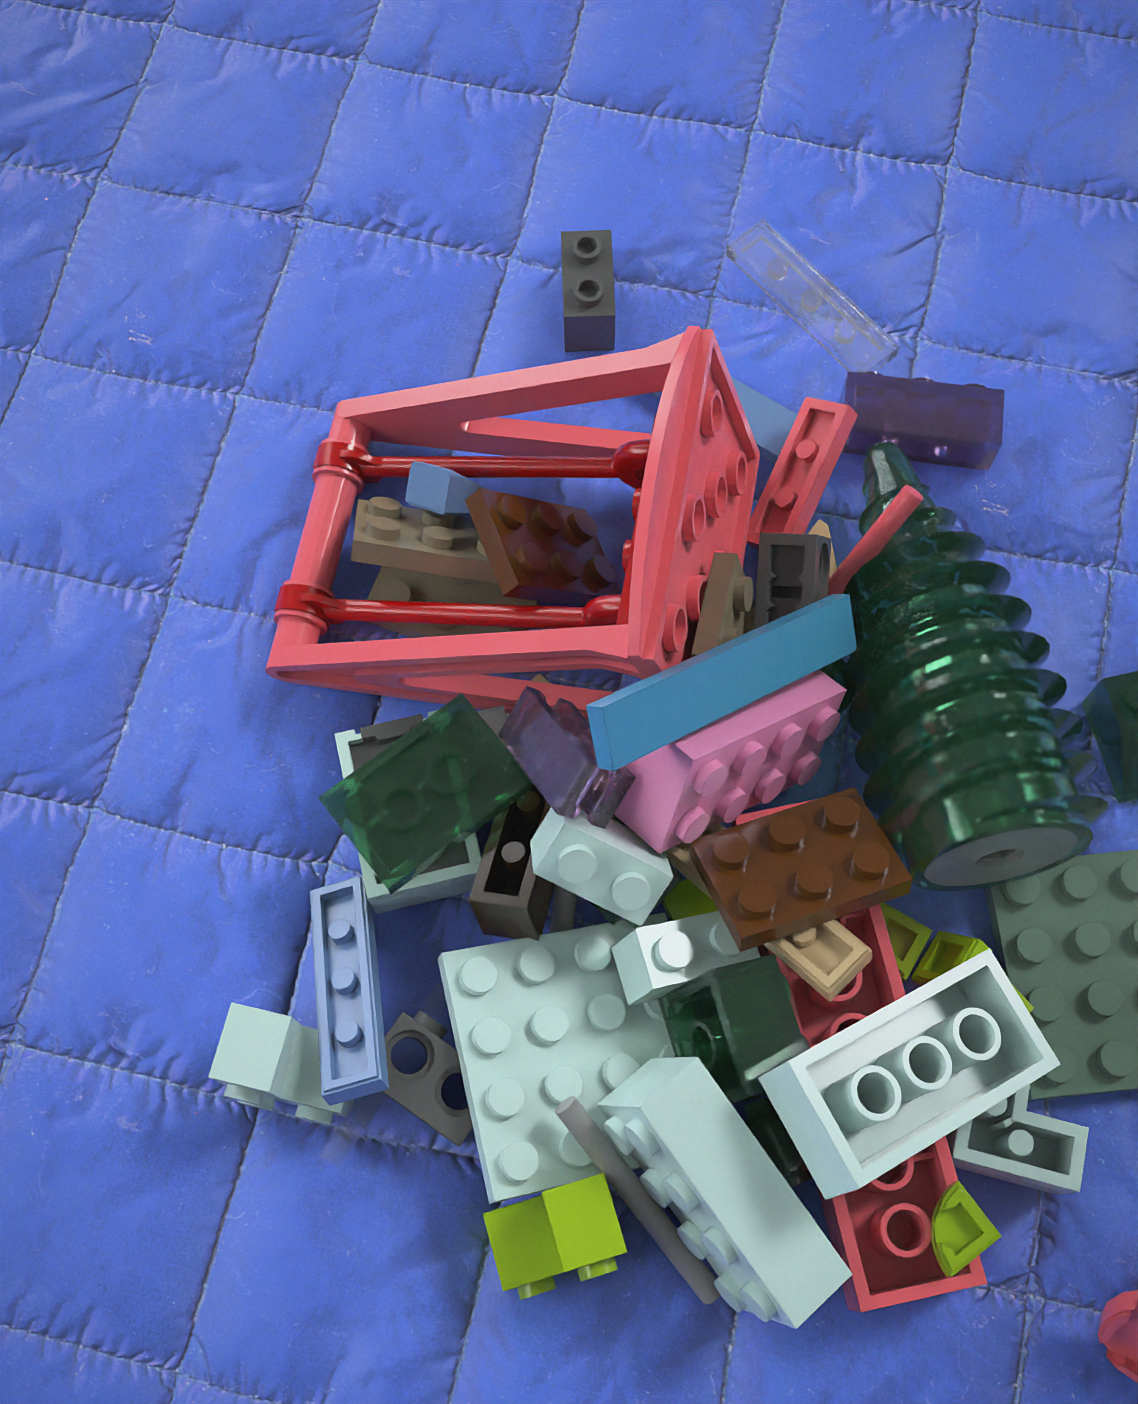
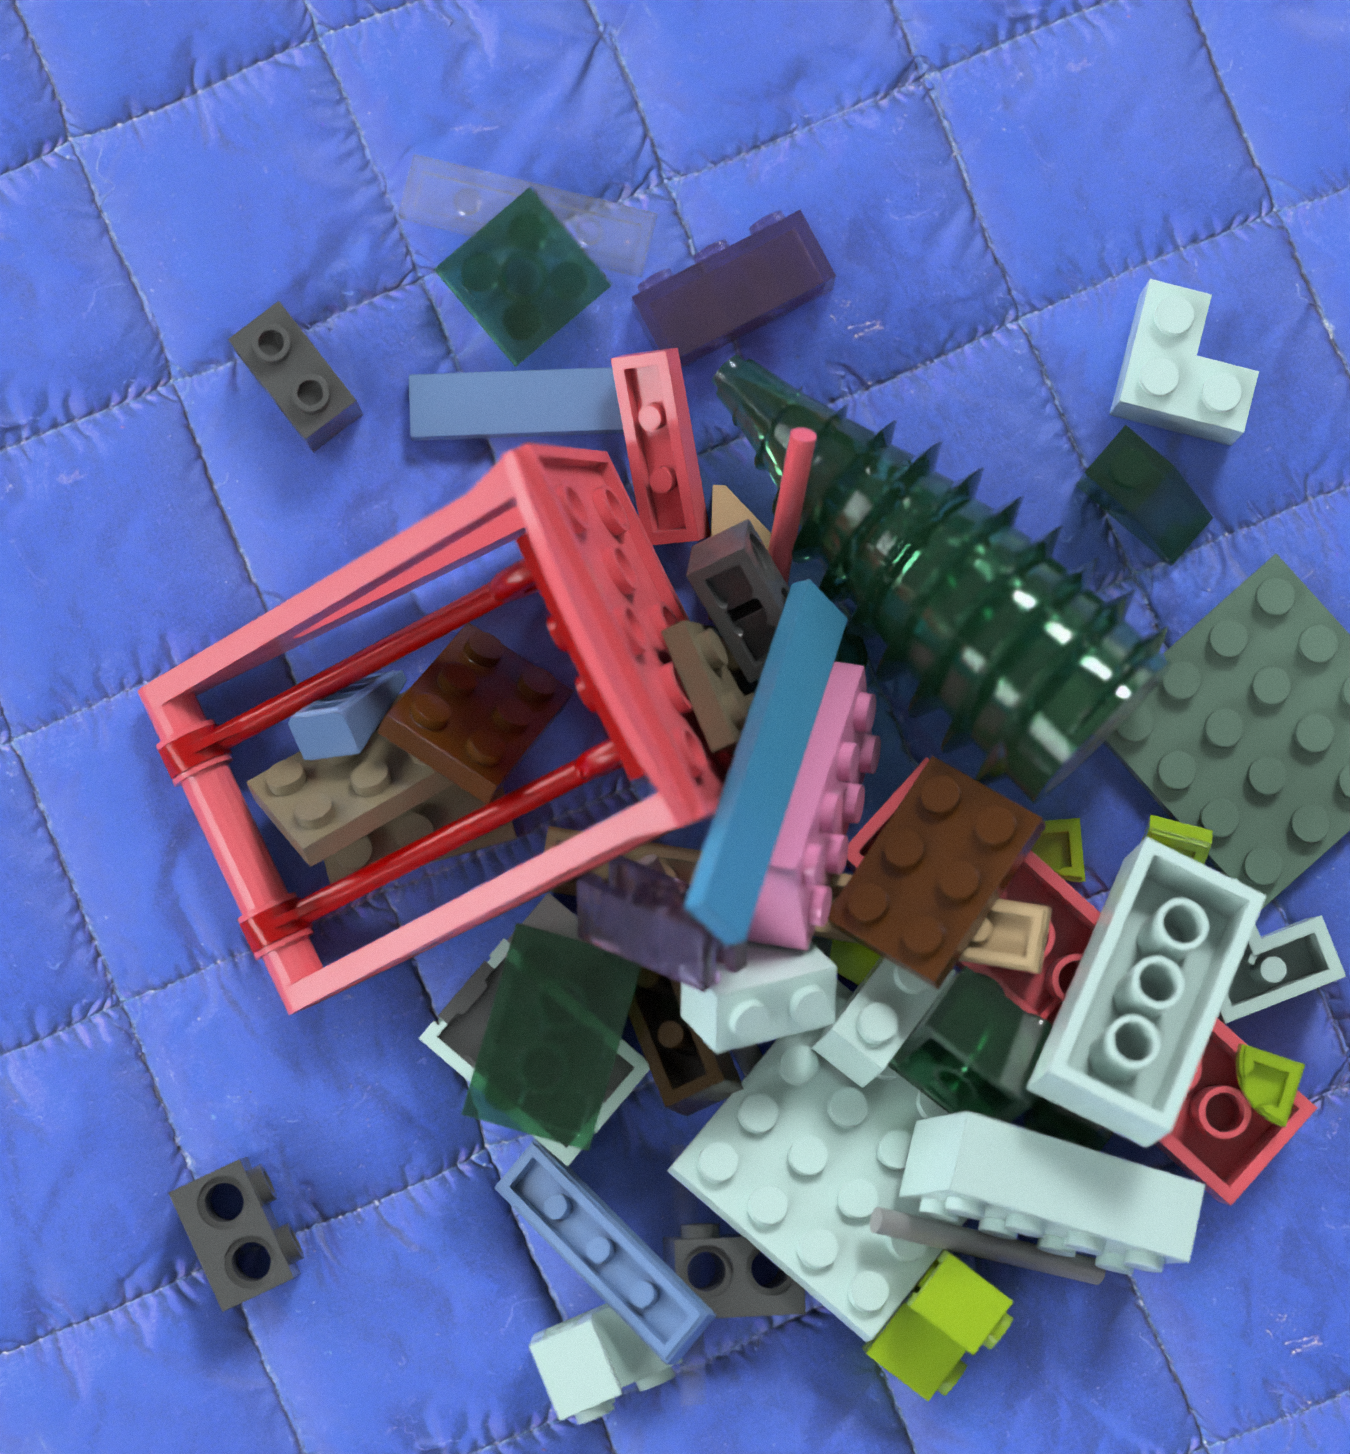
camera: 40 degrees left, 15 degrees up
(95, 789) = (221, 1239): none -> dark grey brick
(782, 323) = (523, 276): none -> plate
(946, 953) = (1112, 836): lime tile -> none

